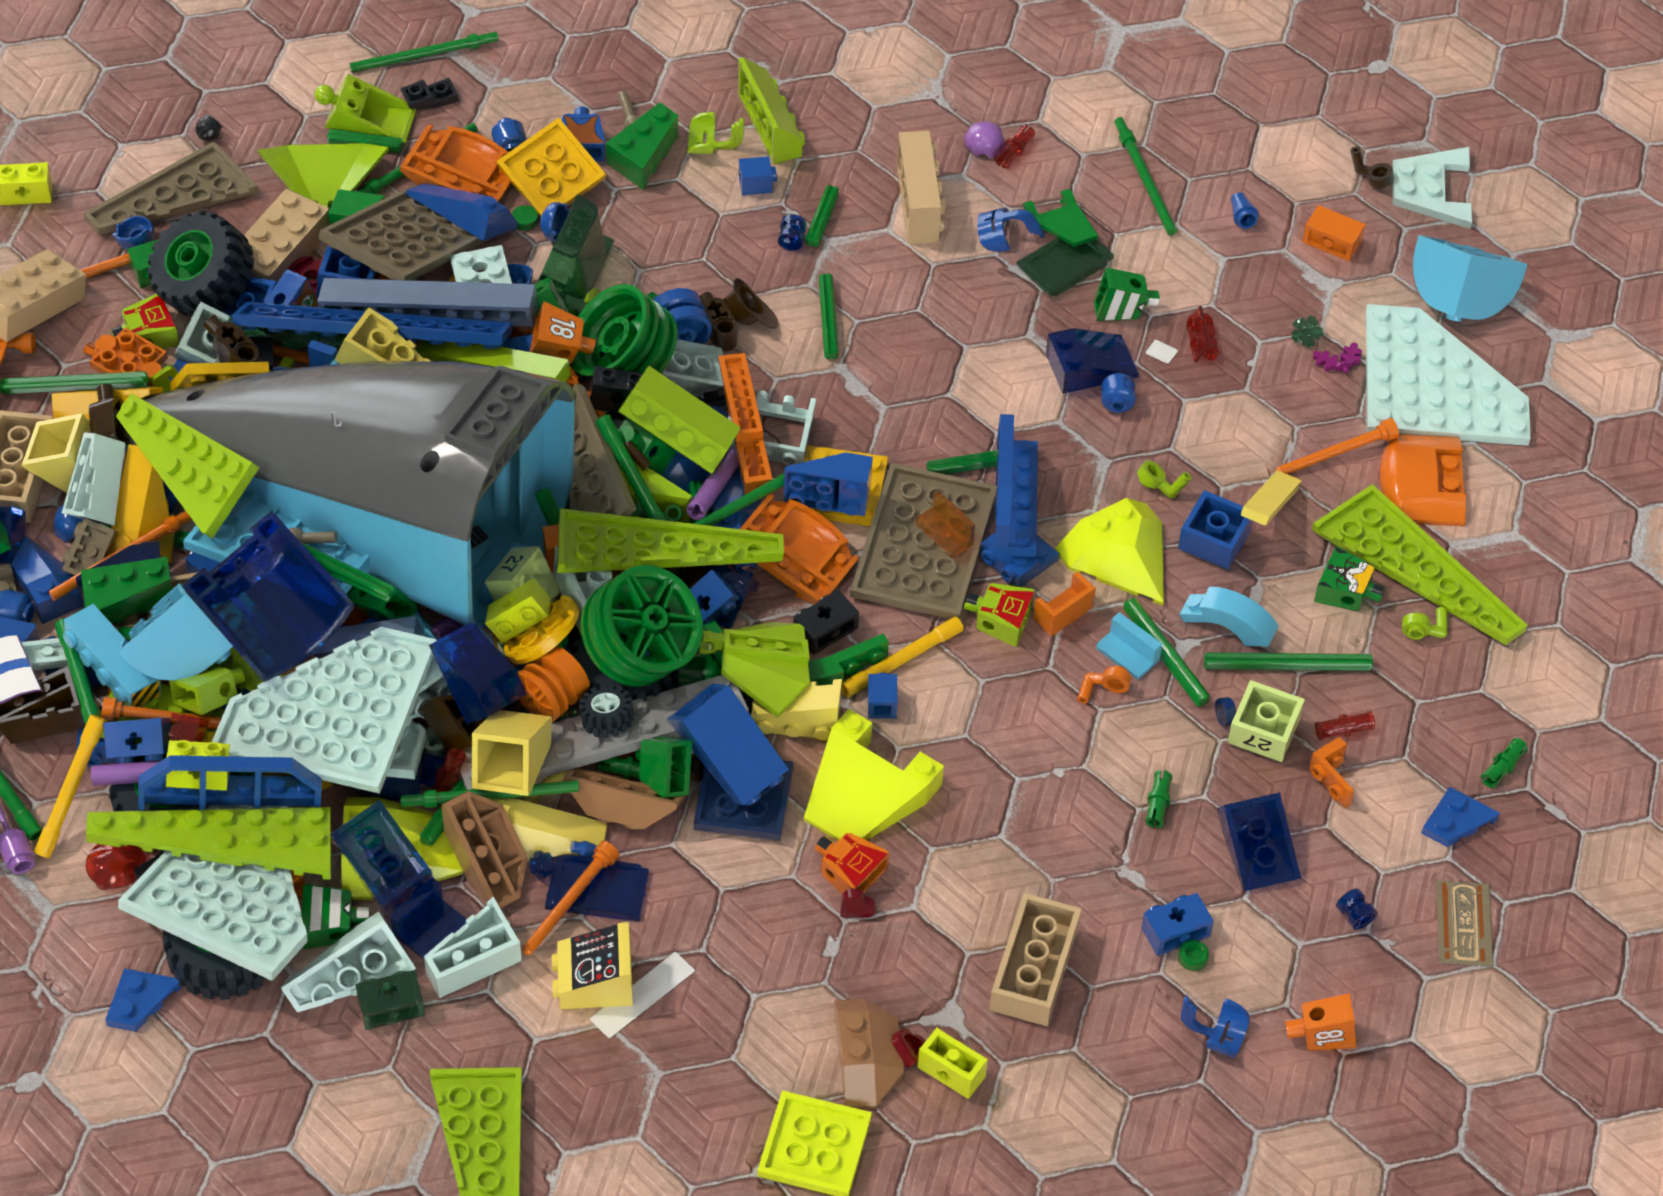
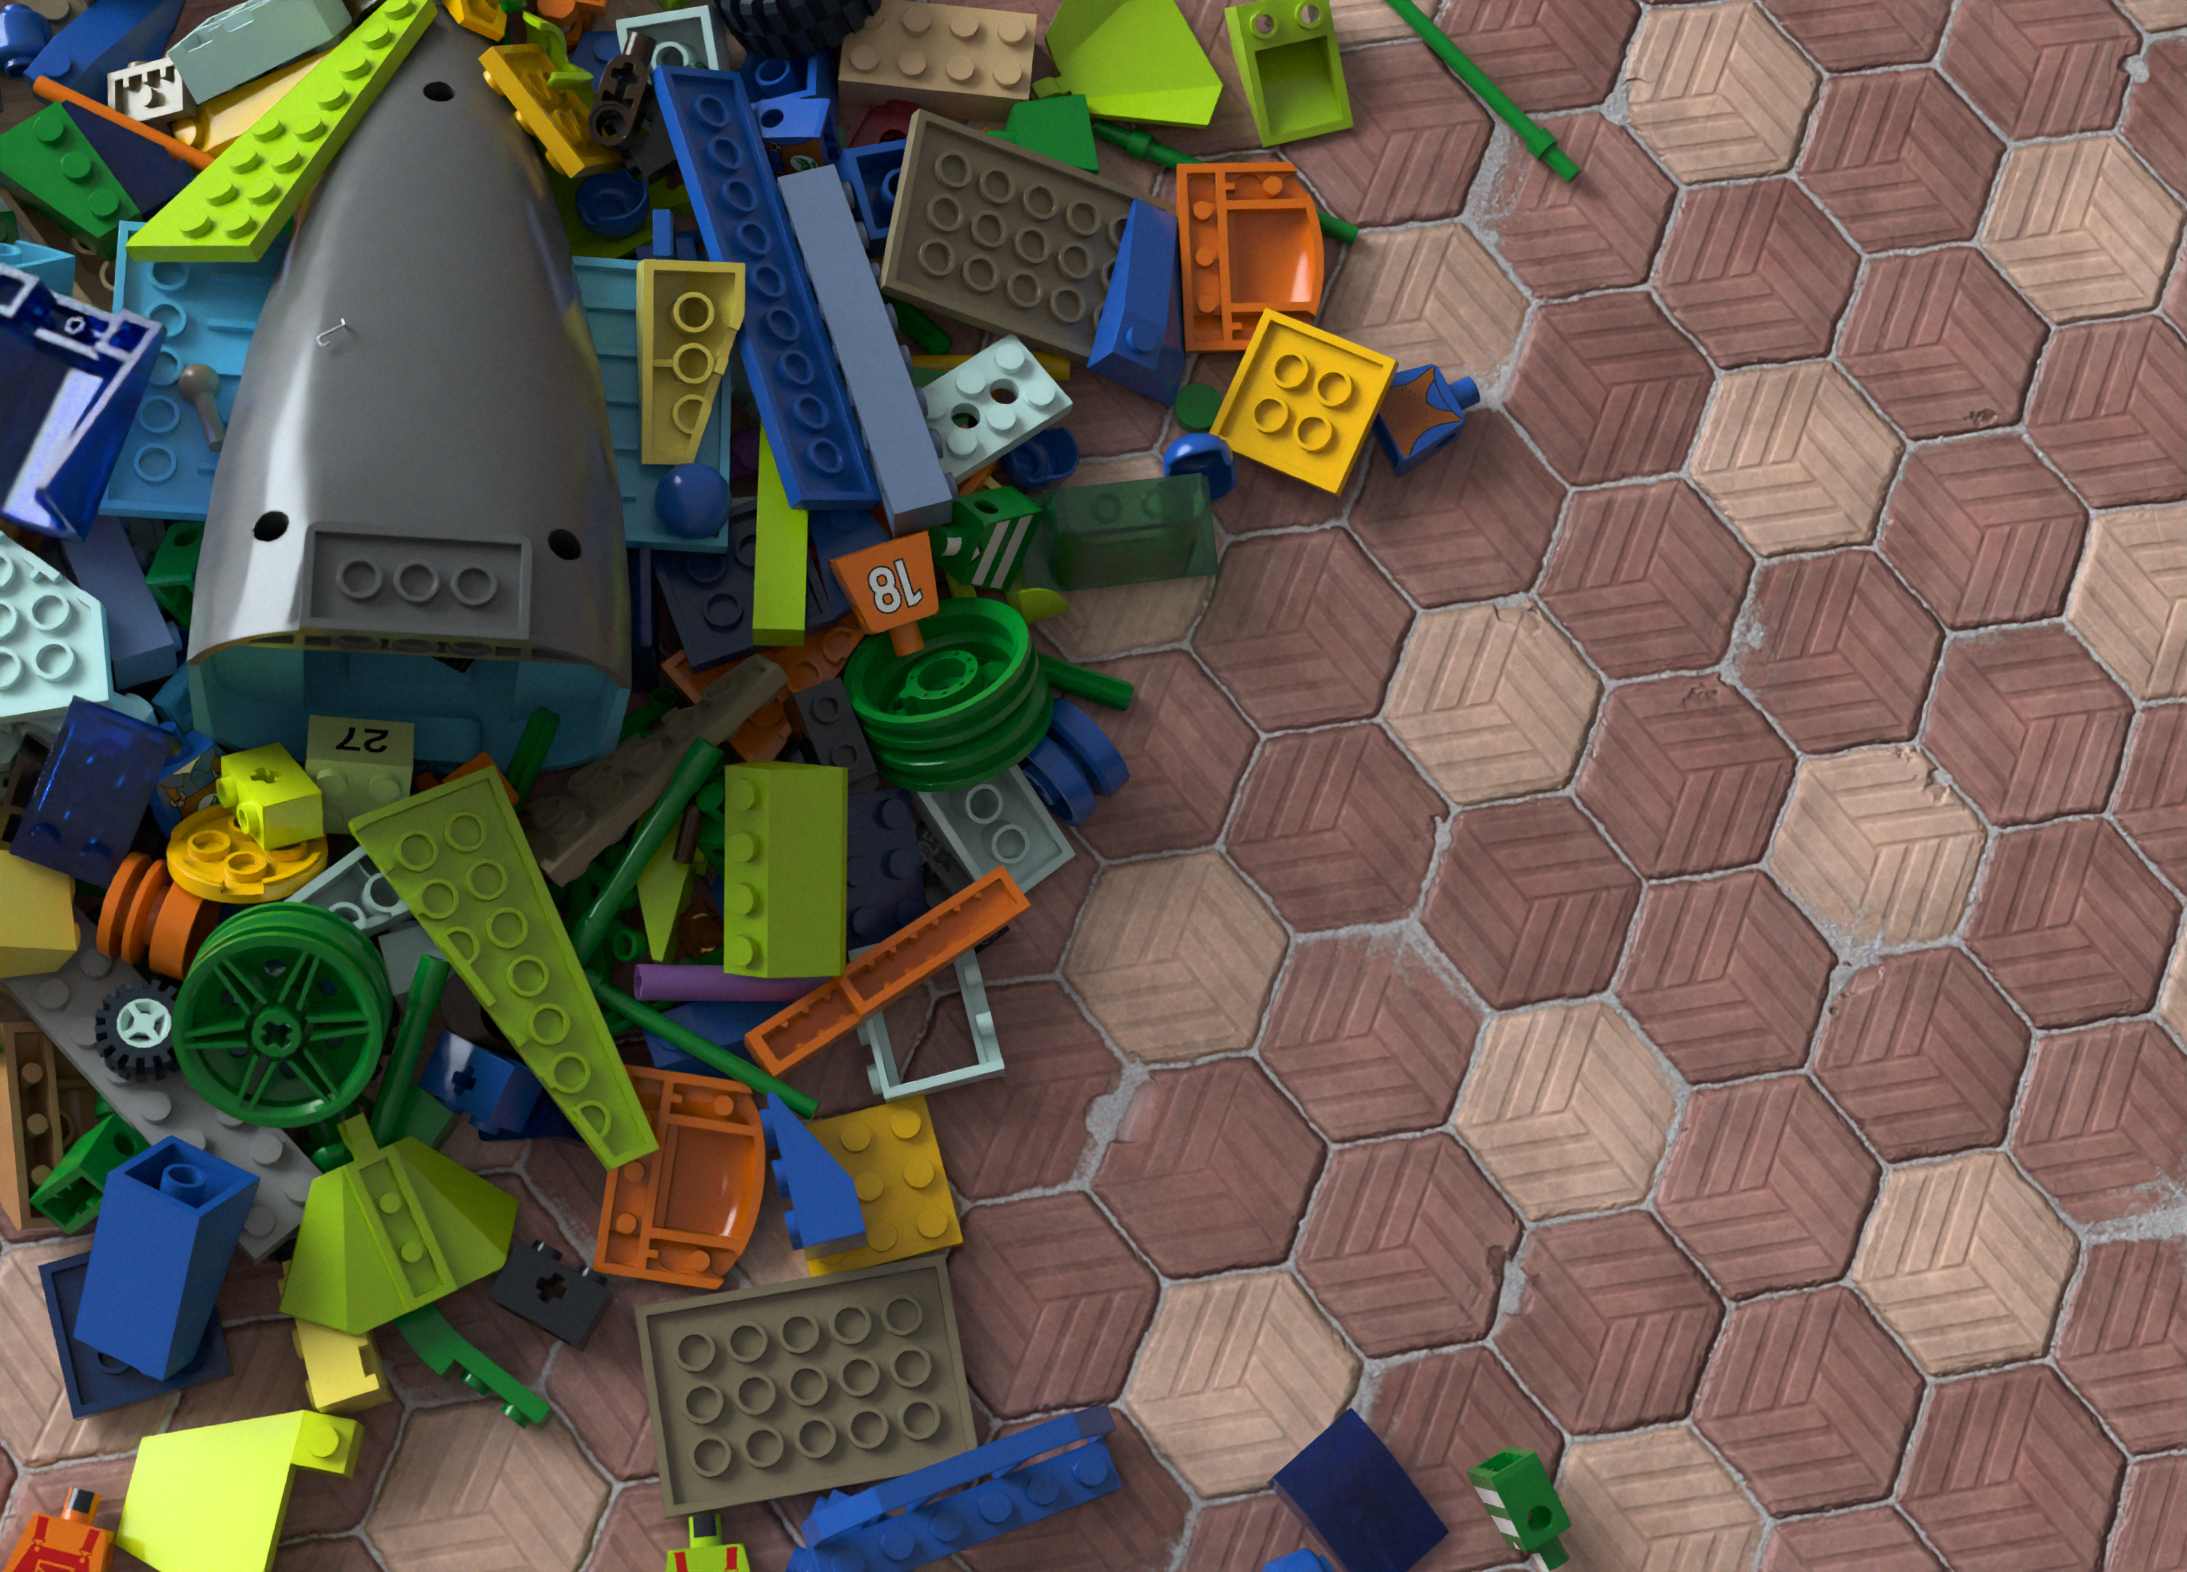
camera: 55 degrees right, 20 degrees up
(338, 136) = (1235, 88): green axle -> none
(353, 575) = (154, 471): green axle -> none
(430, 96) = (1384, 135): black slope -> none
(508, 133) = (1352, 301): blue head -> none
(627, 108) = (1502, 484): dark tan bar -> none
(642, 144) = (1451, 524): green wedge -> none
(705, 123) = (1540, 593): lime helmet -> none
(722, 321) = (1144, 795): dark brown piece -> none
(748, 307) = (1175, 865): dark brown piece -> none
(756, 175) = (1481, 739): blue brick -> none
(769, 112) = (1633, 696): lime slope -> none
(792, 231) = (1383, 857): clear blue wheel -> none
(822, 216) = (1455, 890): green axle -> none
(828, 316) = (1232, 1001): green axle -> none
(882, 696) = (437, 1459): blue brick -> none
(920, 187) = (1583, 1029): tan brick -> none
(939, 635) = (470, 1413): yellow piece -> none
(947, 526) = (828, 1413): clear orange panel -> none
(963, 462) = (1010, 1370): green axle -> none
(984, 139) = (1779, 1093): medium lavender hair -> none
(996, 239) = (1553, 1217): blue helmet -> none
(1014, 146) = (1794, 1152): clear red pin -> none
(1062, 266) = (1570, 1358): clear green piece -> none
(1065, 222) = (1654, 1319): green flag -> none
(1128, 141) = (1920, 1349): green bar -> none

